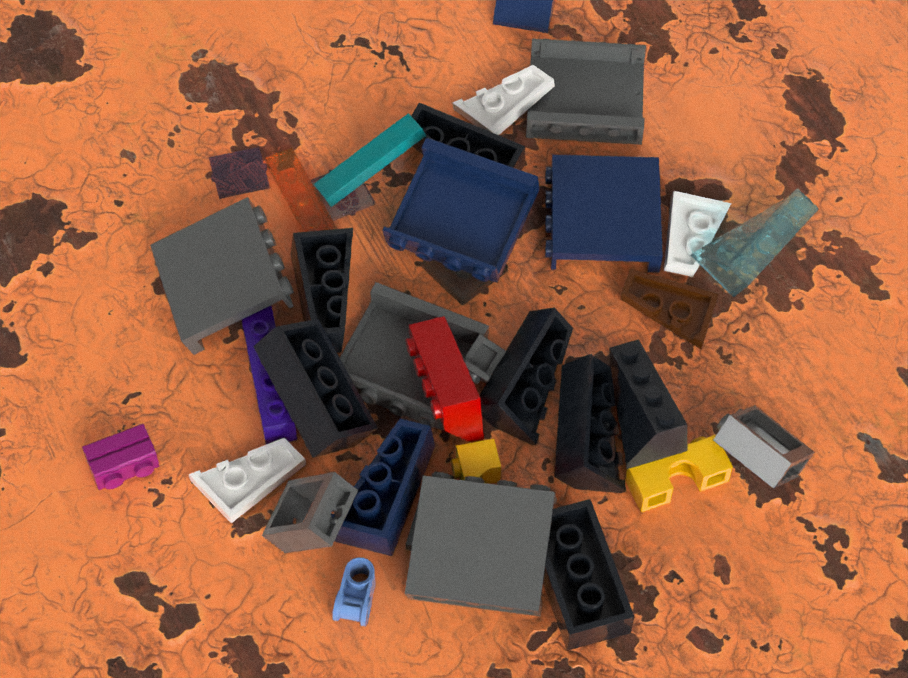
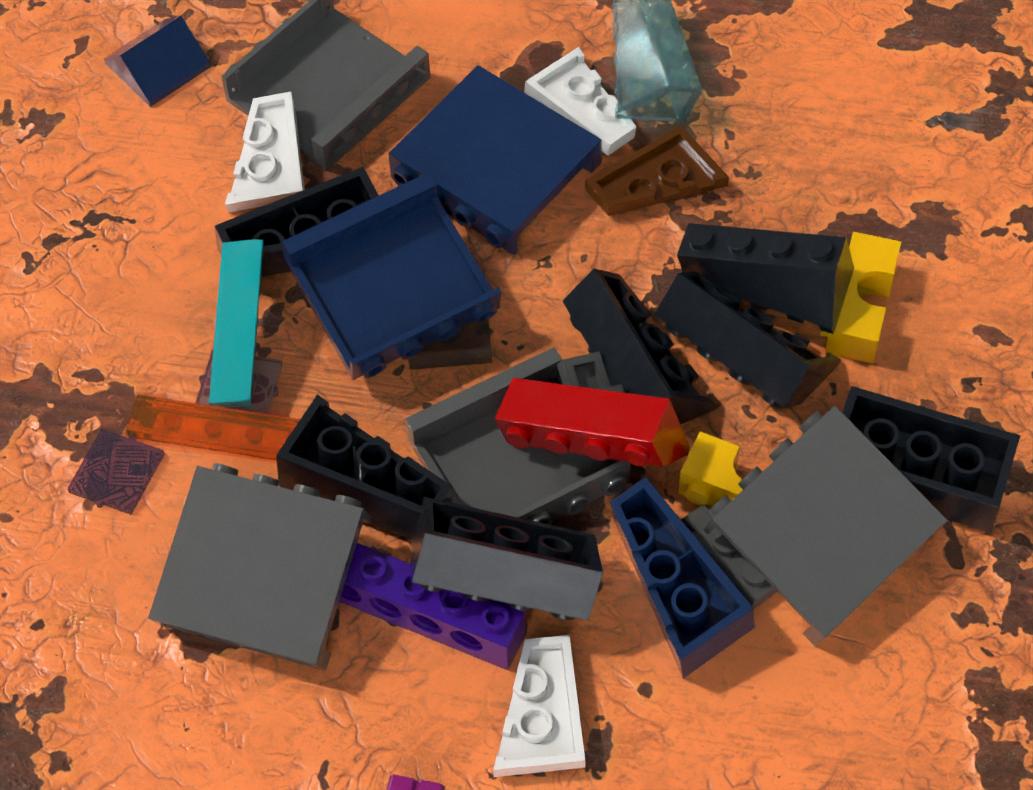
camera: 50 degrees left, 0 degrees up
(319, 530) = (686, 643): dark grey window -> none
(355, 598) = (786, 696): medium blue piece -> none
(763, 445) = (899, 200): window -> none

